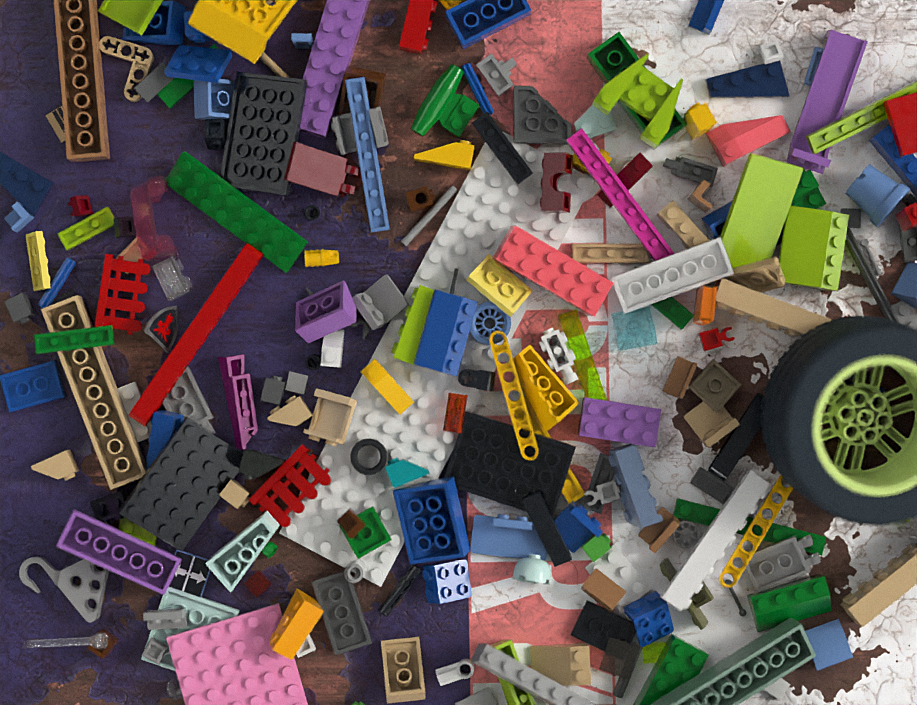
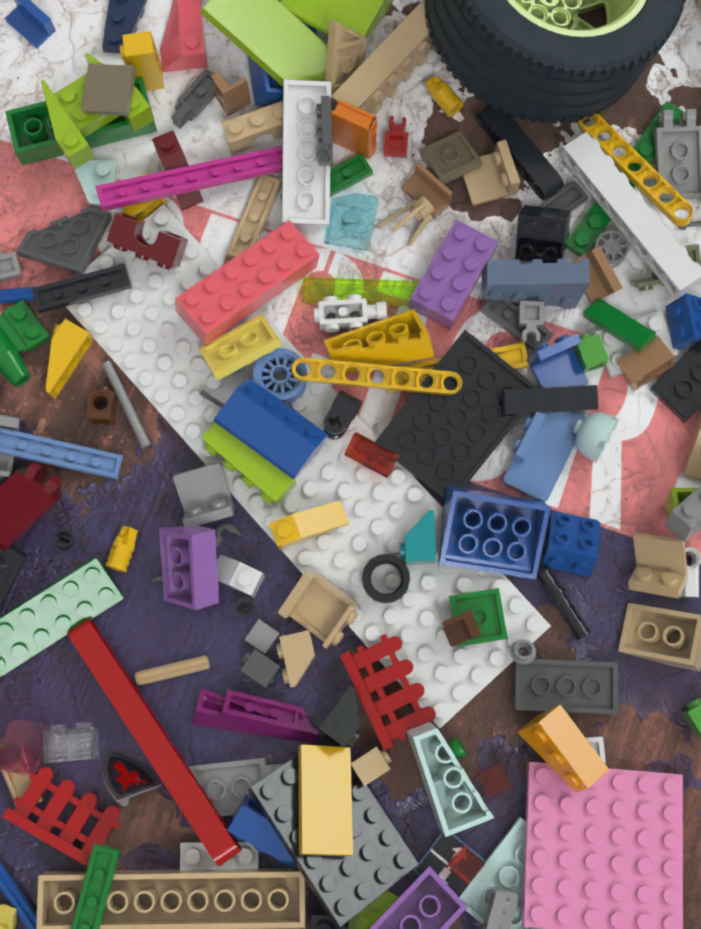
camera: 65 degrees left, 10 degrees down
(193, 584) = (465, 864): none -> clear red tile
(198, 472) = (325, 801): none -> yellow tile
(249, 328) = (172, 670): none -> tan axle
(449, 650) = (659, 565): none -> tan bracket
(624, 560) = (619, 325): none -> green tile
(657, 110) = (109, 89): none -> dark tan tile
(661, 378) = (419, 209): none -> tan plant
(677, 478) = (542, 233): none -> black slope
(689, 285) = (325, 154): none -> dark grey hinge
(765, 361) = (444, 96): none -> yellow hinge

